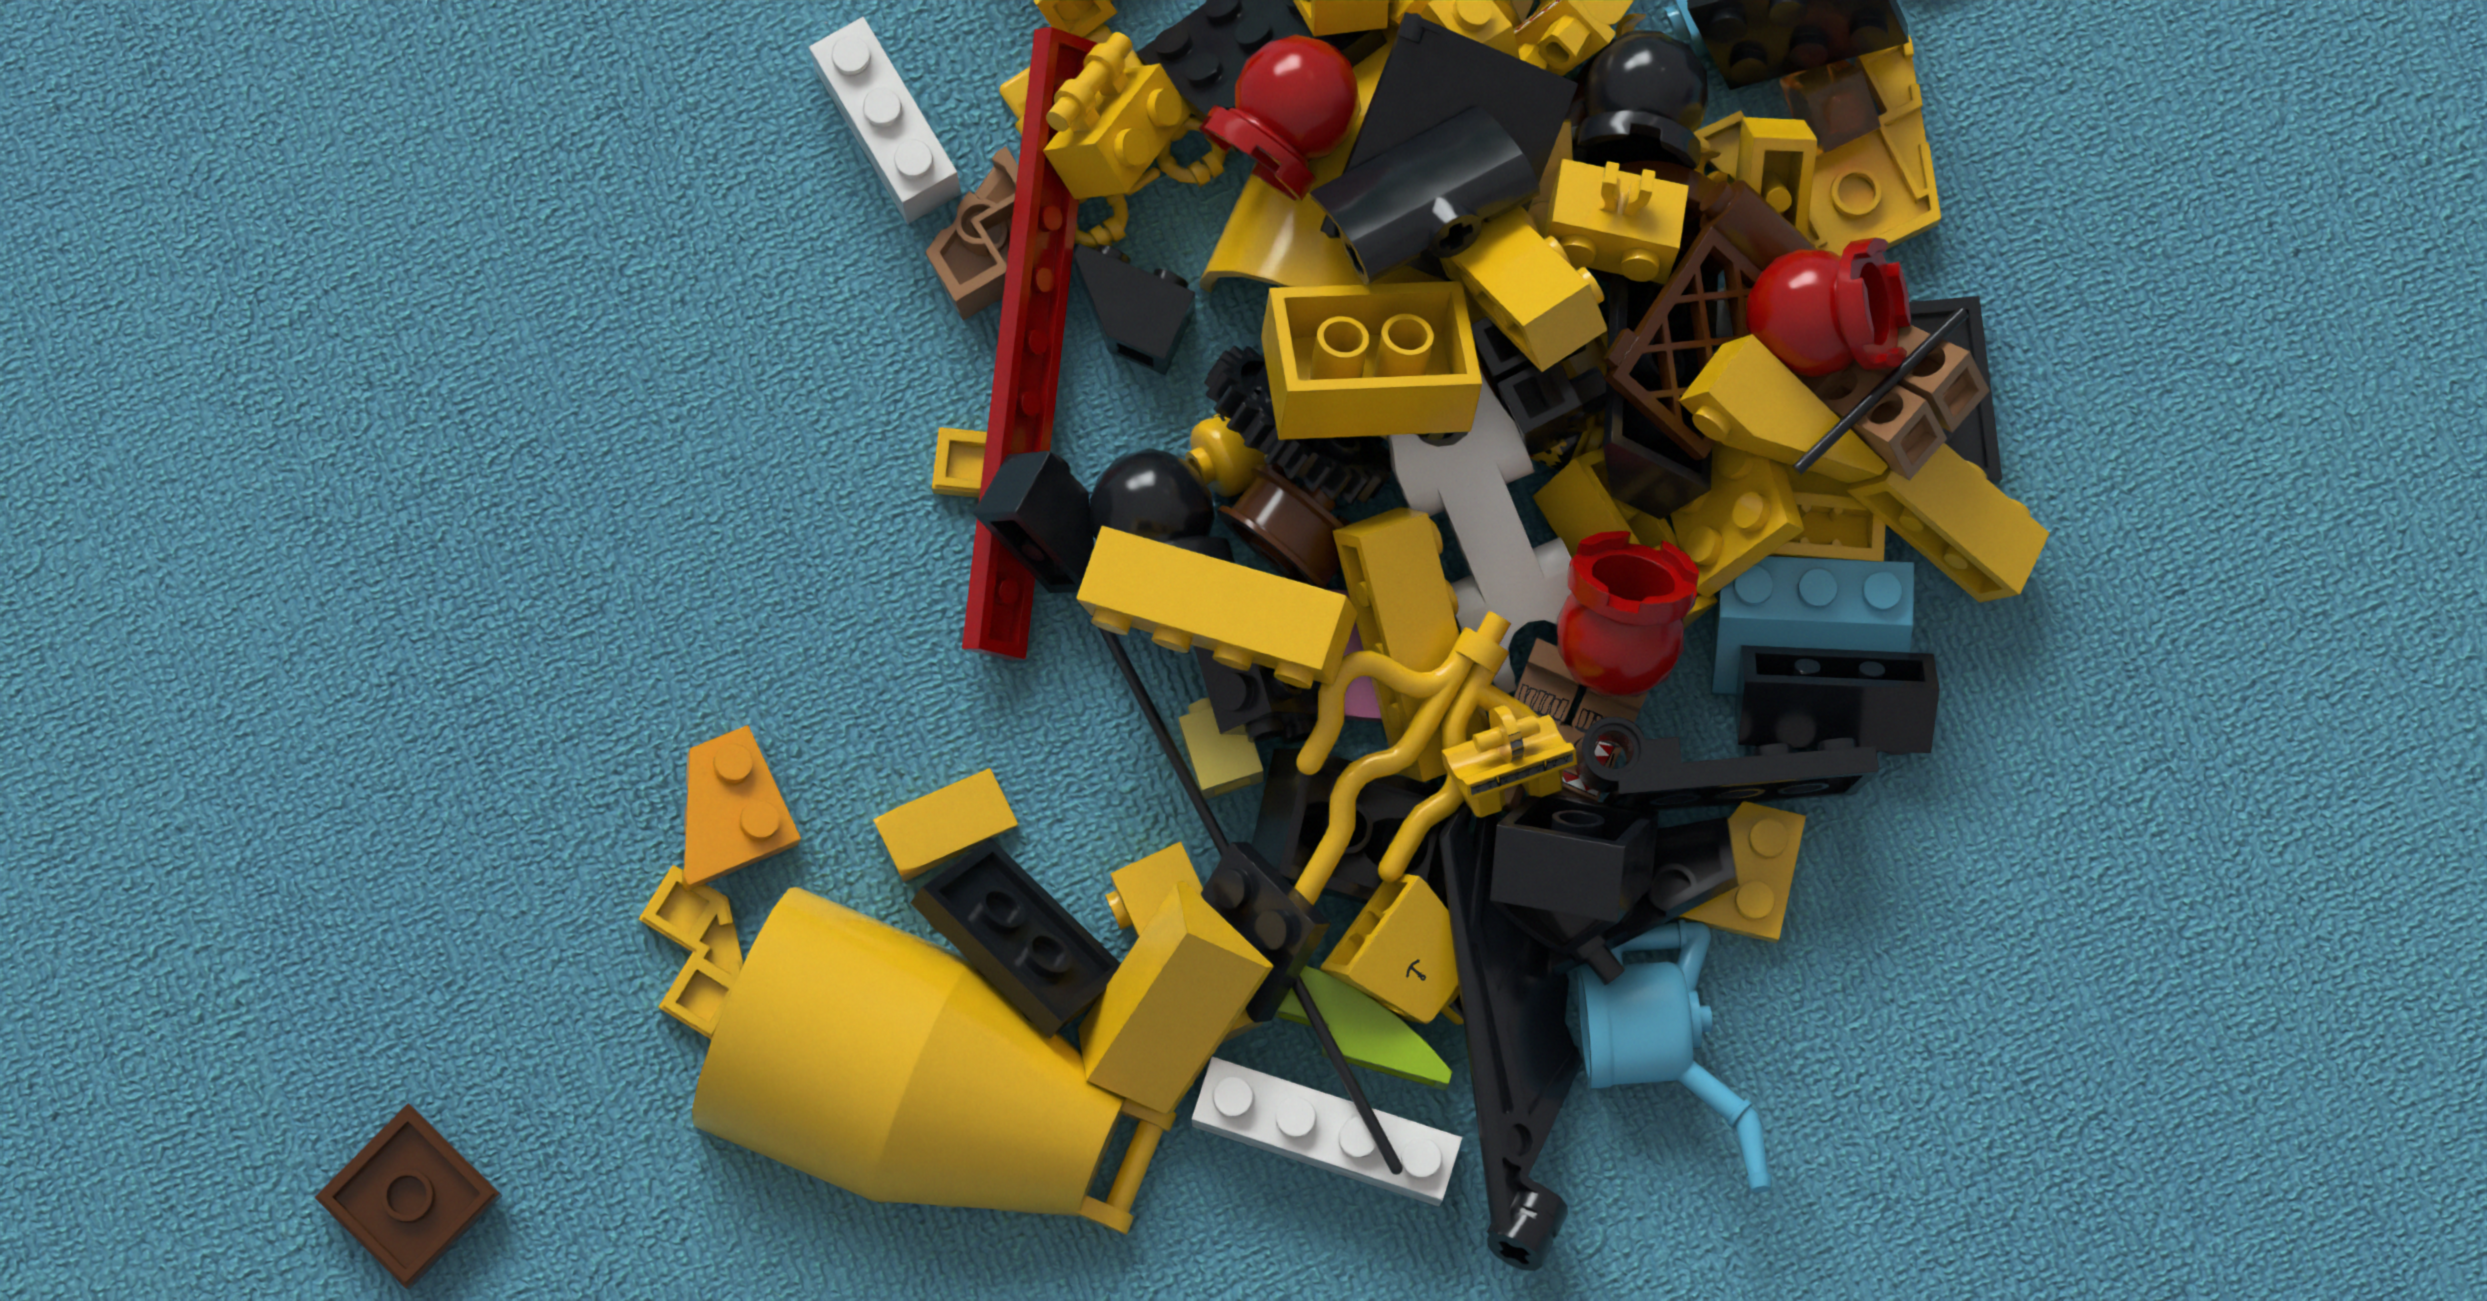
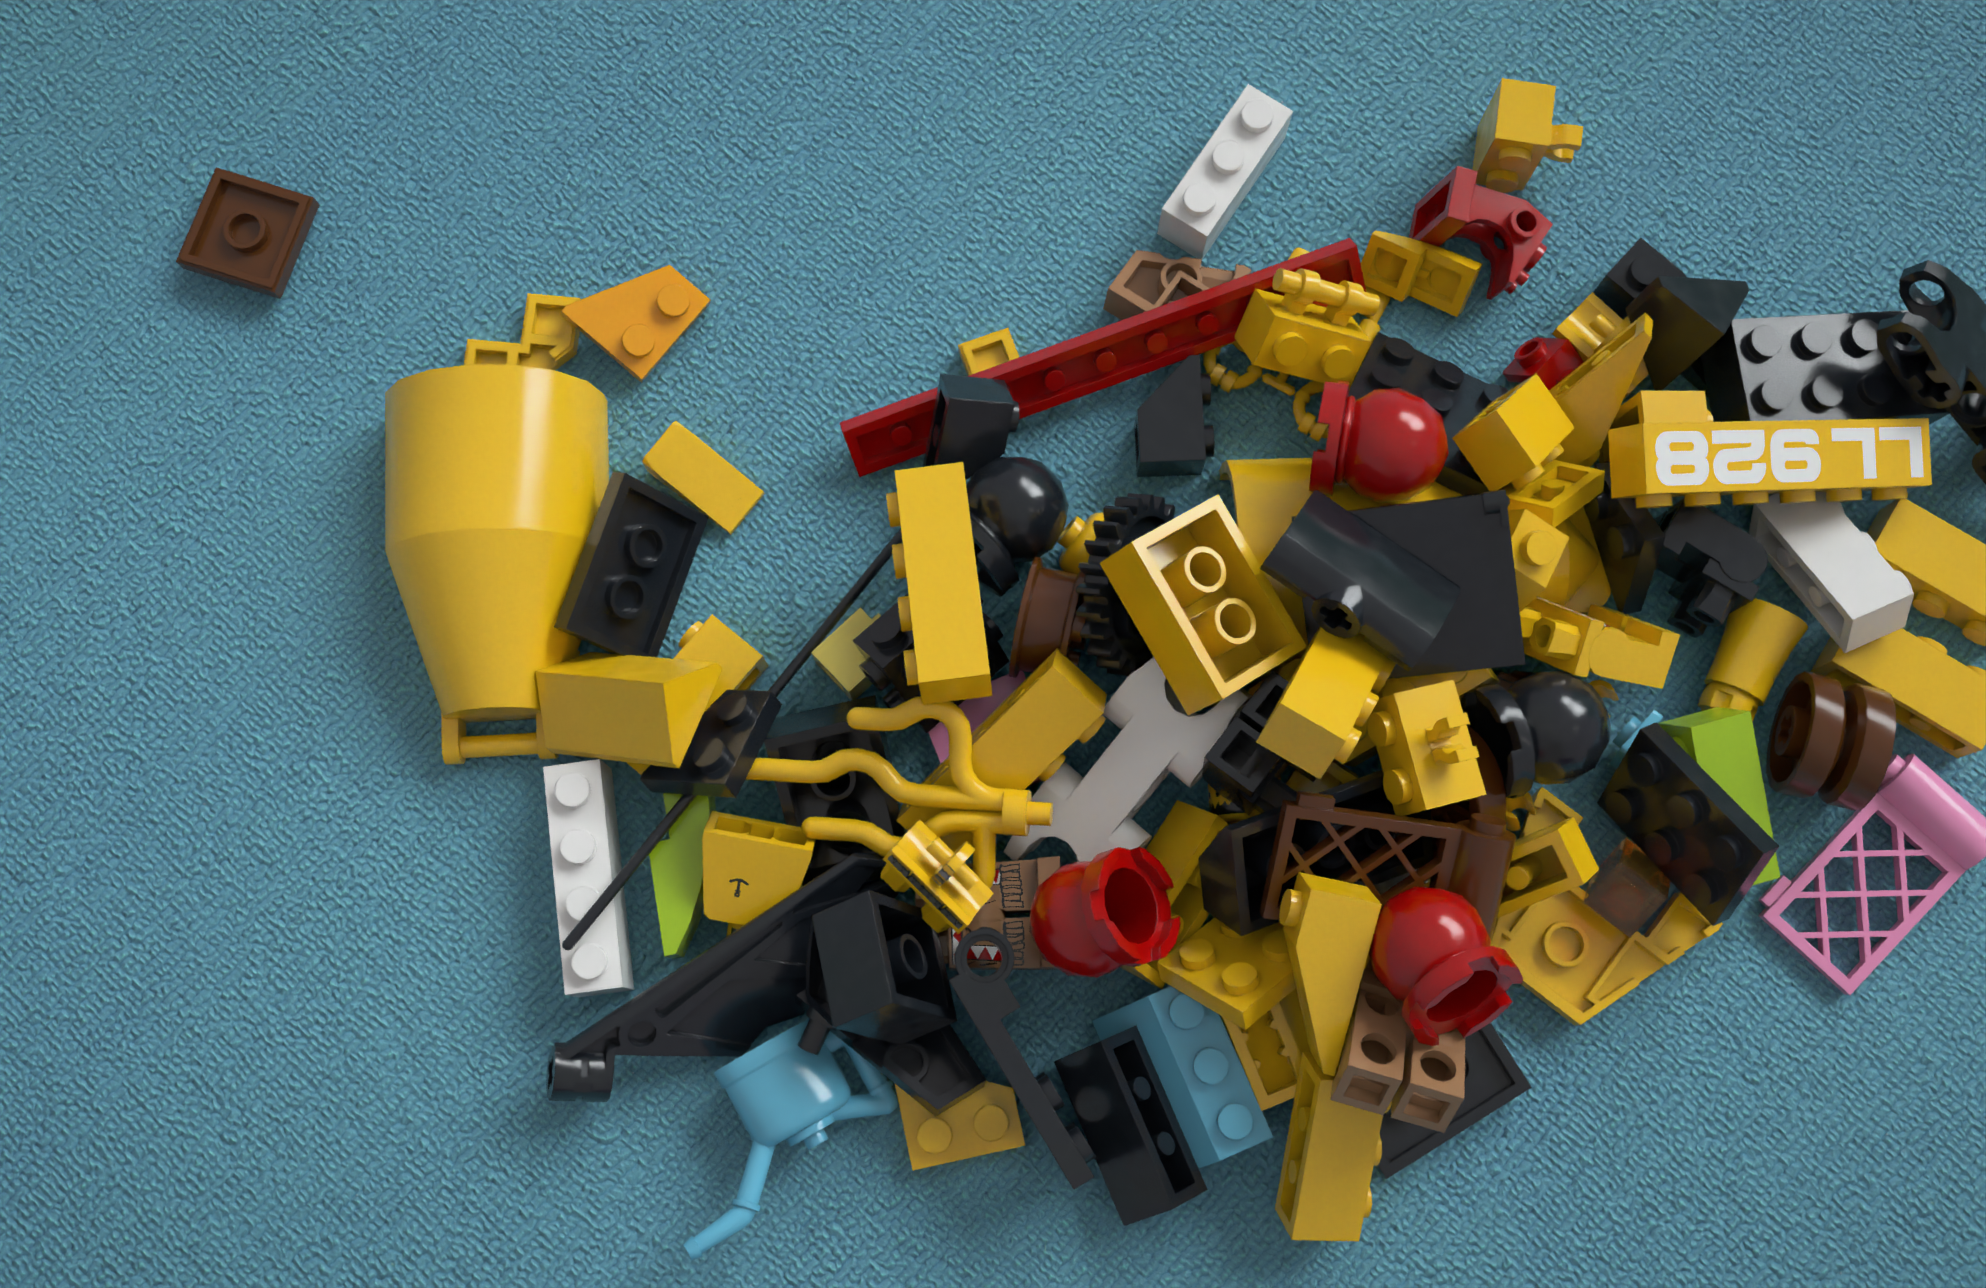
camera: 65 degrees right, 0 degrees up
(1880, 391) = (1392, 1038): black axle -> none

